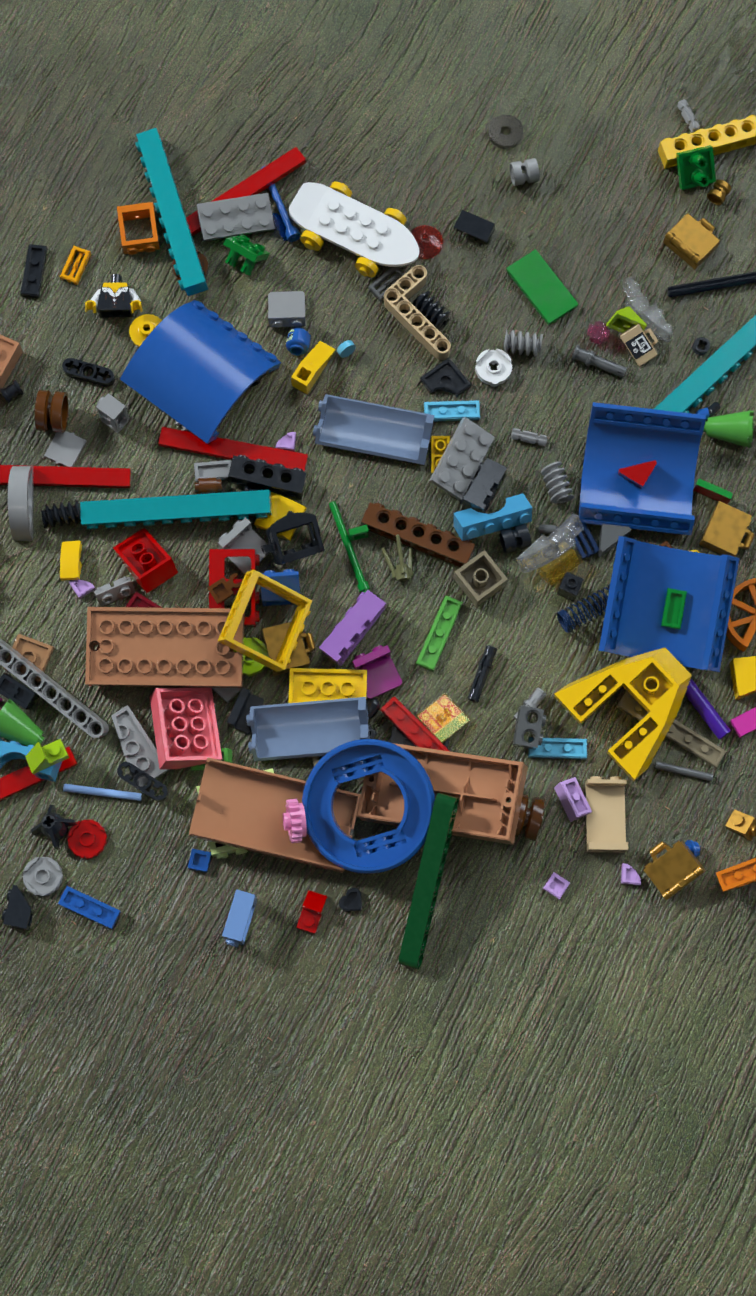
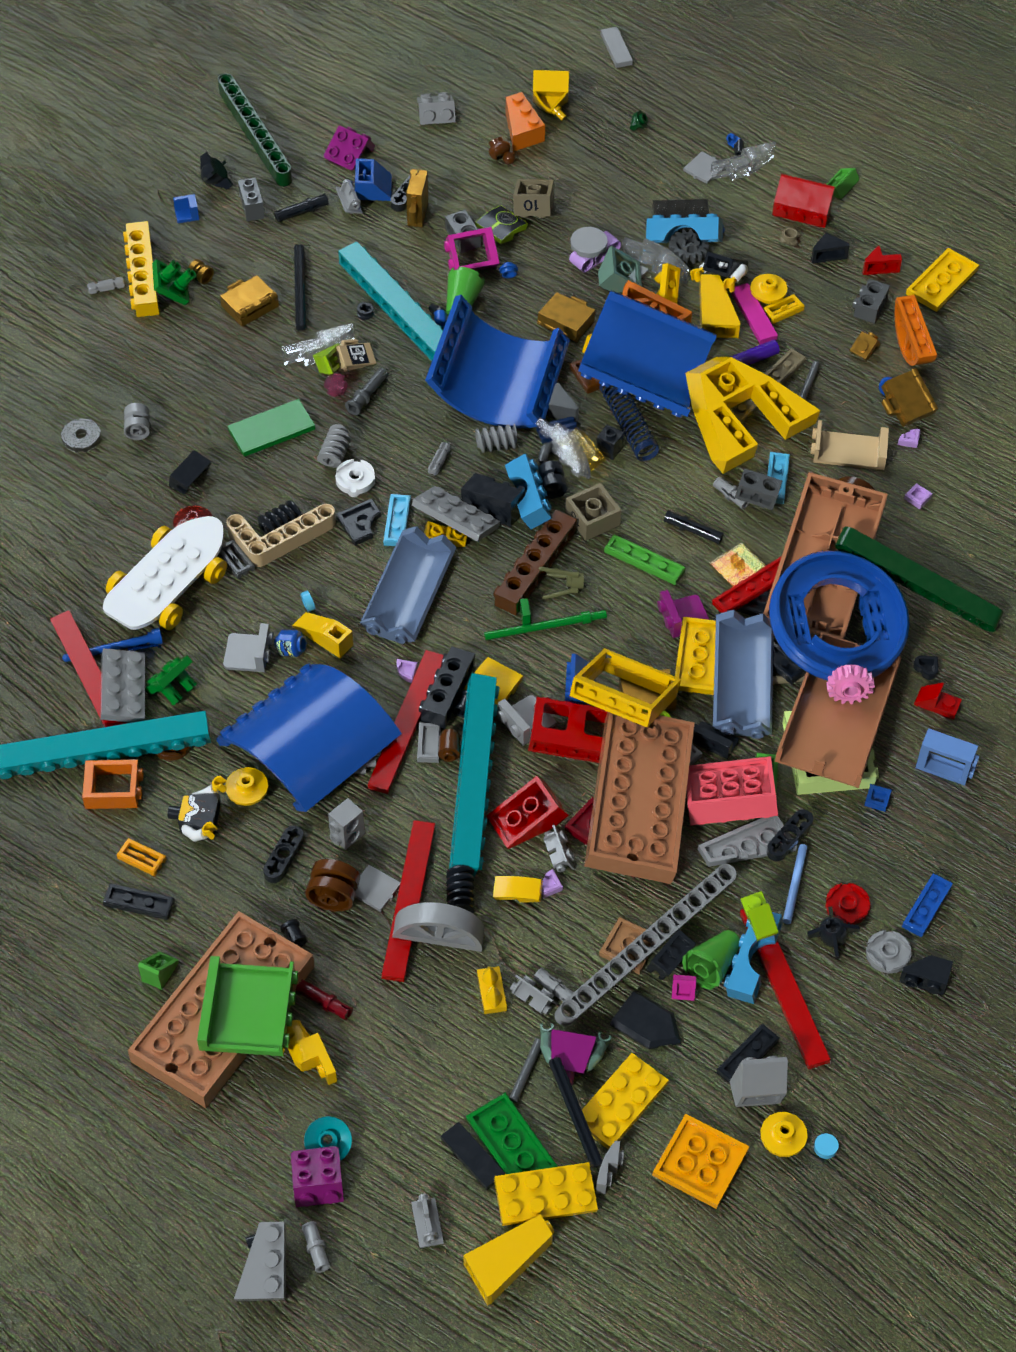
camera: 80 degrees left, 20 degrees down
(222, 590) = (580, 730): reddish brown plate -> none
(289, 522) = (540, 650): black animal -> none
(353, 627) = (636, 624): medium lavender wedge -> none
(572, 799) = (833, 469): lavender slope -> none
(637, 473) = (498, 369): red slope -> none
(673, 608) = (646, 360): green tile -> none
(713, 491) = (525, 319): tile -> none

